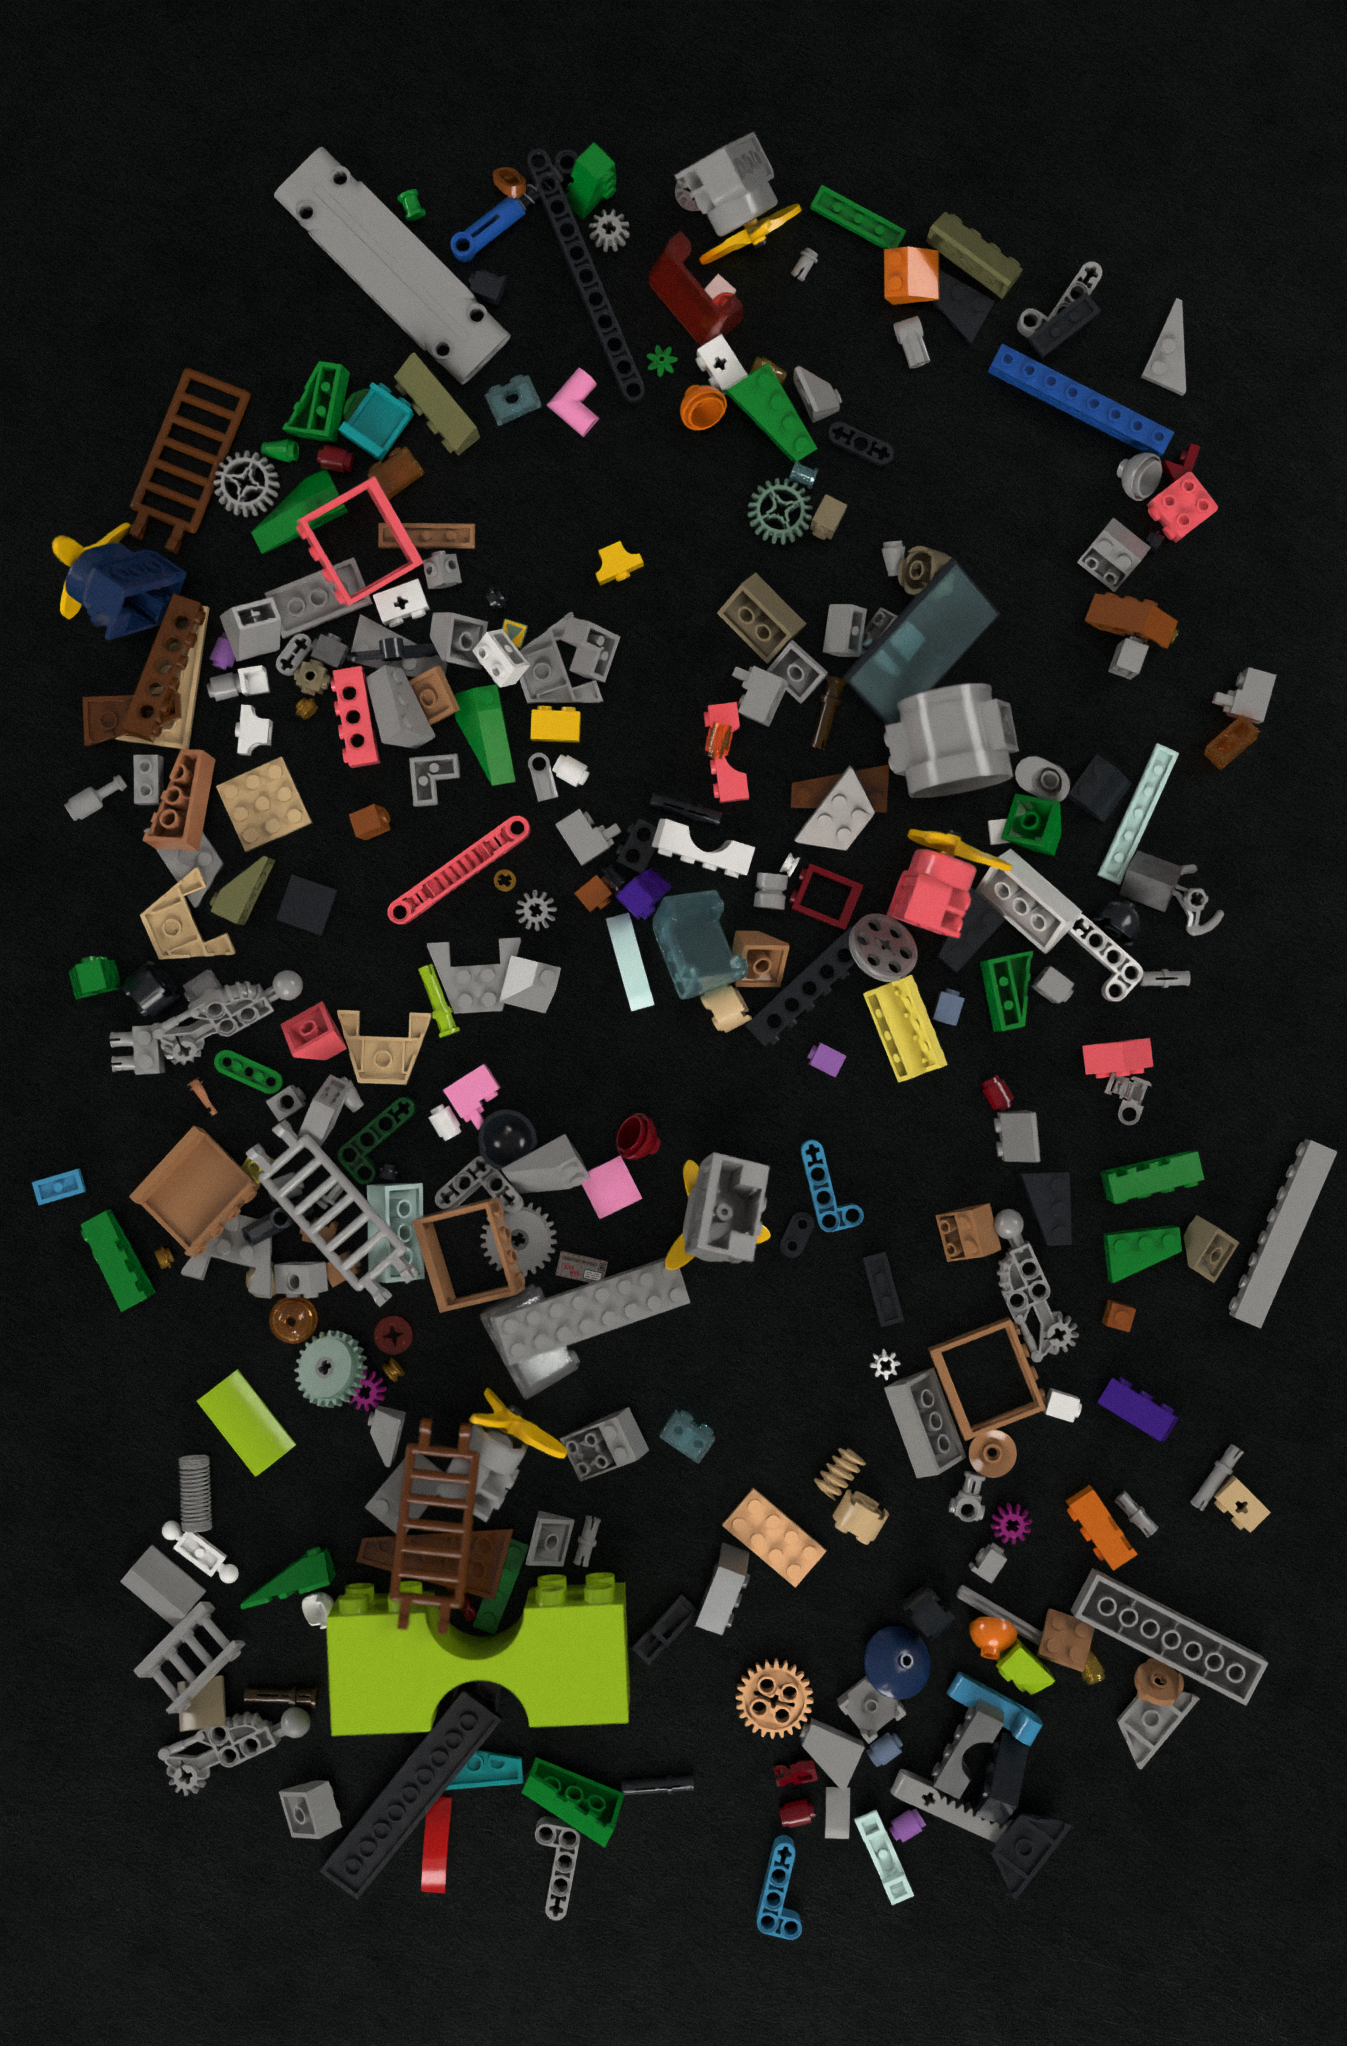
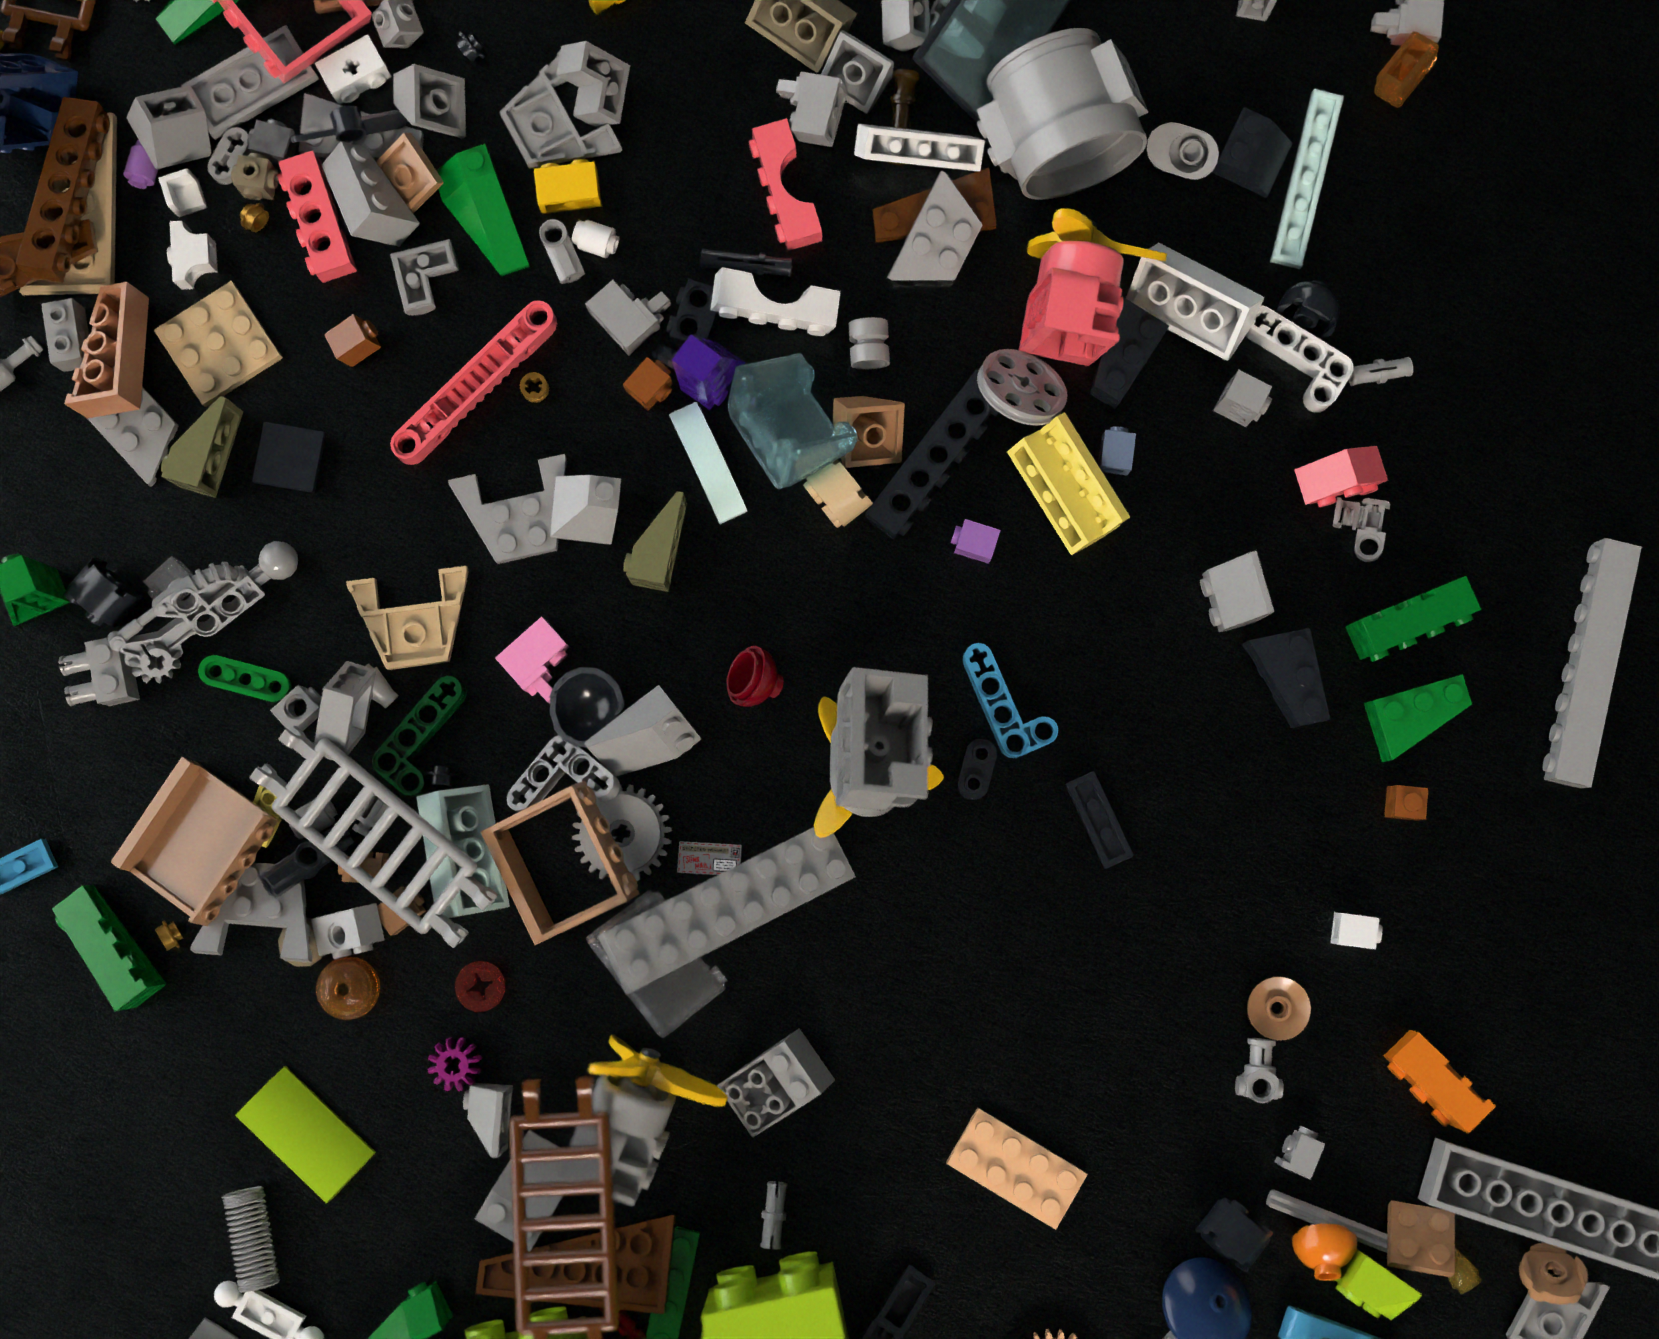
camera: 10 degrees left, 5 degrees down
(174, 927) = (123, 511): tan wing -> none
(201, 1093) = (189, 717): nougat piece -> none
(224, 686) = (147, 207): light grey brick -> none
(313, 1034) = (321, 617): coral slope -> none
(330, 1369) = (404, 1043): sand green gear -> none
(393, 1369) = (486, 1031): pearl gold bush -> none
(441, 1012) = (479, 562): lime pin -> none
(444, 1122) = (504, 700): white brick -> none
(500, 658) = (485, 113): white brick -> none
(515, 631) = (497, 87): tile -> none
(528, 913) = (576, 404): light grey gear -> none
(549, 1540) = (724, 1222): light grey slope -> none
(578, 1030) = (656, 549): none -> olive slope
(611, 1187) = (729, 748): bright pink slope -> none
(687, 1435) = (881, 1053): clear light blue brick -> none
(718, 740) = (772, 164): clear orange brick -> none
(724, 1590) = (963, 1249): wedge -> none
(789, 864) = (887, 308): white bush -> none
(836, 744) = (919, 147): none -> white brick
(839, 1472) = (1085, 1067): tan piece -> none
(848, 907) = (935, 365): dark red window -> none
(859, 1516) = (1124, 1120): tan brick -> none
(884, 1370) = (1128, 913): white gear -> none
(925, 1423) = (1185, 984): light grey slope -> none
(968, 1232) = (1194, 729): medium nougat slope -> none
(995, 831) = (1142, 226): white tile -> none
(997, 1093) = (1198, 547): dark red brick -> none
(1006, 989) = (1186, 414): green wedge -> none
(1007, 1531) = (1323, 1084): magenta gear -> none
(1013, 1280) = (1263, 779): light grey arm -> none
(1029, 1373) = (1304, 895): medium nougat window -> none
(1033, 824) = (1182, 209): green slope -> none
(1136, 1514) = (1478, 1057): light grey pin -> none
(1138, 1409) = (1455, 917): dark purple wedge -> none
(1150, 881) = (1339, 255): flat silver slope -> none
(1200, 900) = (1393, 270): light grey piece -> none
(1208, 1248) = (1502, 696): dark tan slope -> none
(1216, 1477) = (1572, 989): light grey pin -> none
(1250, 1514) = (1627, 1025): tan brick -> none

